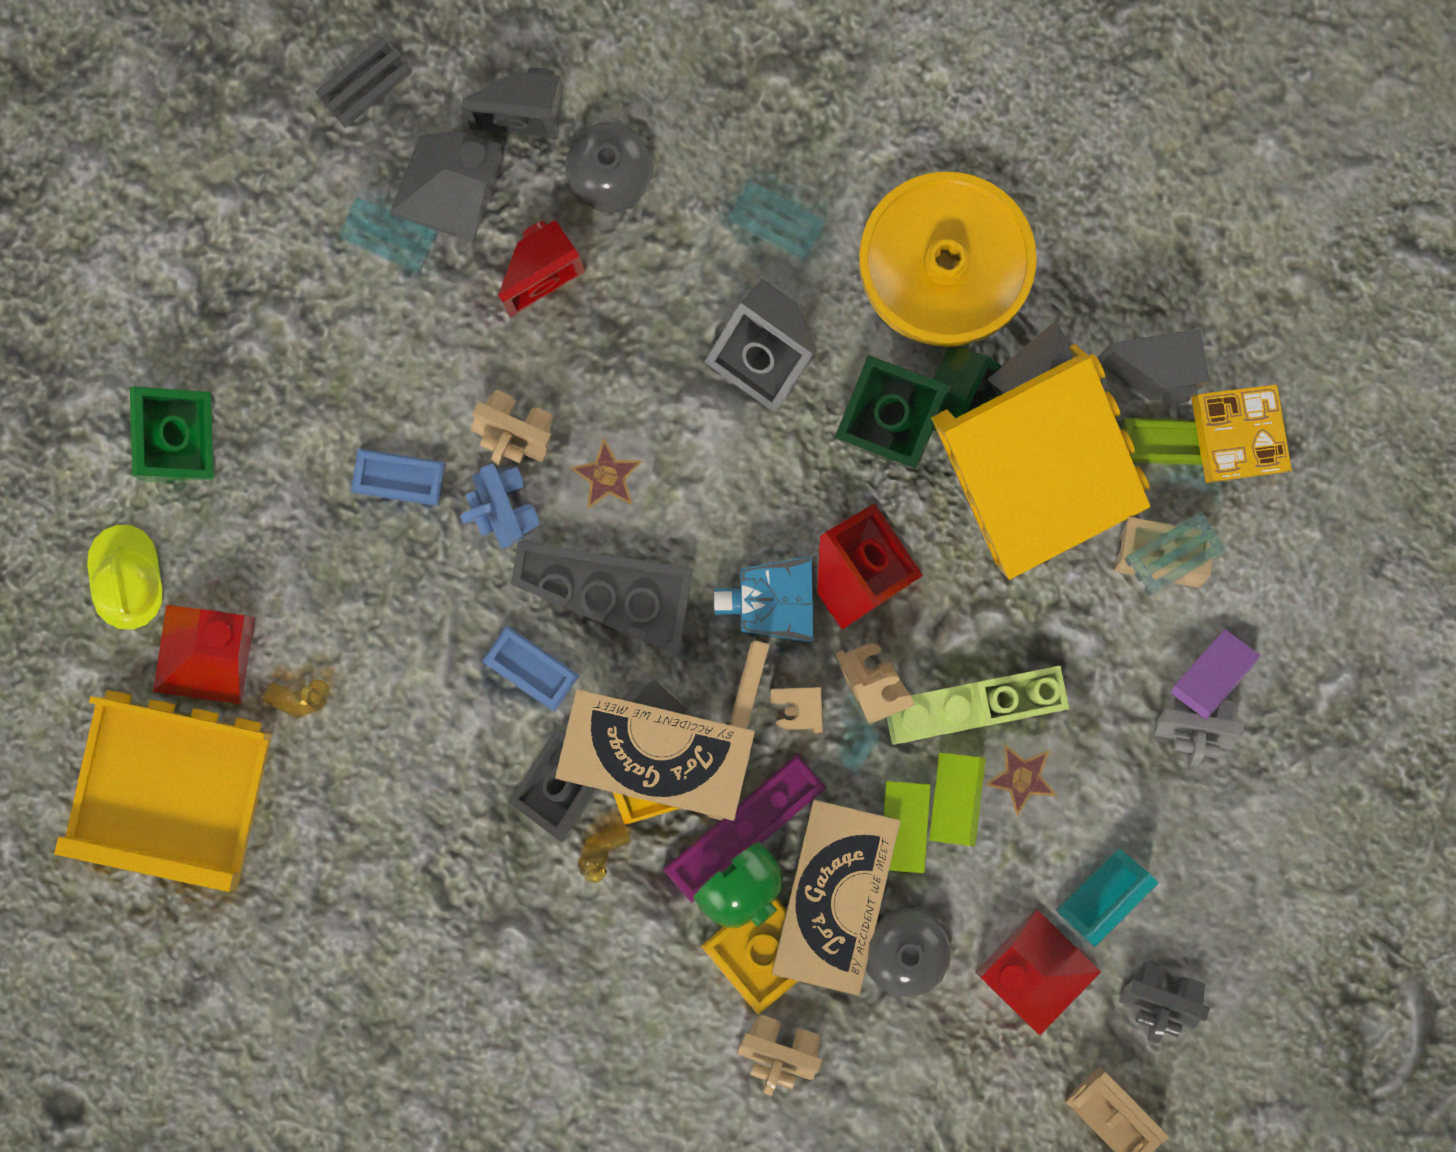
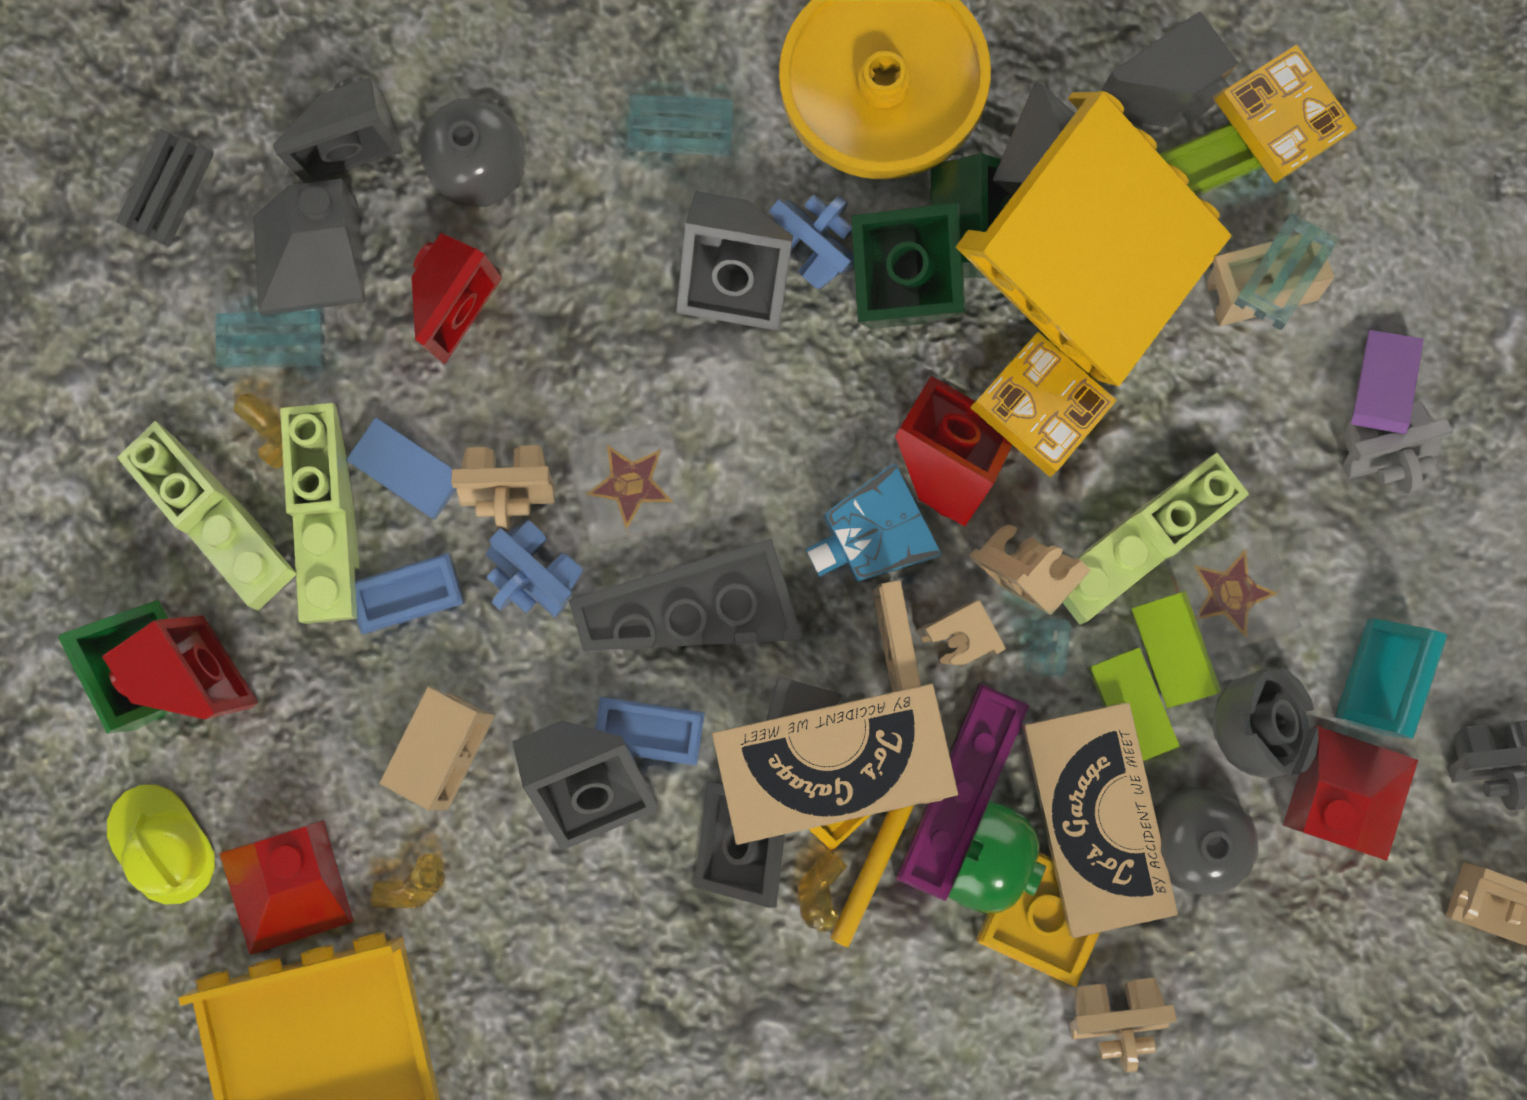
camera: 25 degrees left, 0 degrees up
(205, 453) = (179, 670): none -> red slope
(279, 347) = (208, 514): none -> yellowish green slope
(356, 299) = (266, 423): none -> clear yellow arm
(364, 386) = (322, 512): none -> yellowish green slope
(366, 605) = (437, 750): none -> tan hinge
(442, 382) = (403, 468): none -> medium blue tile
(463, 682) = (581, 781): none -> dark grey slope
(647, 855) = (870, 875): none -> yellow bar
(841, 374) = (829, 254): none -> medium blue hips
(947, 566) = (1043, 404): none -> yellow tile
(995, 886) = (1265, 724): none -> dark grey cylinder

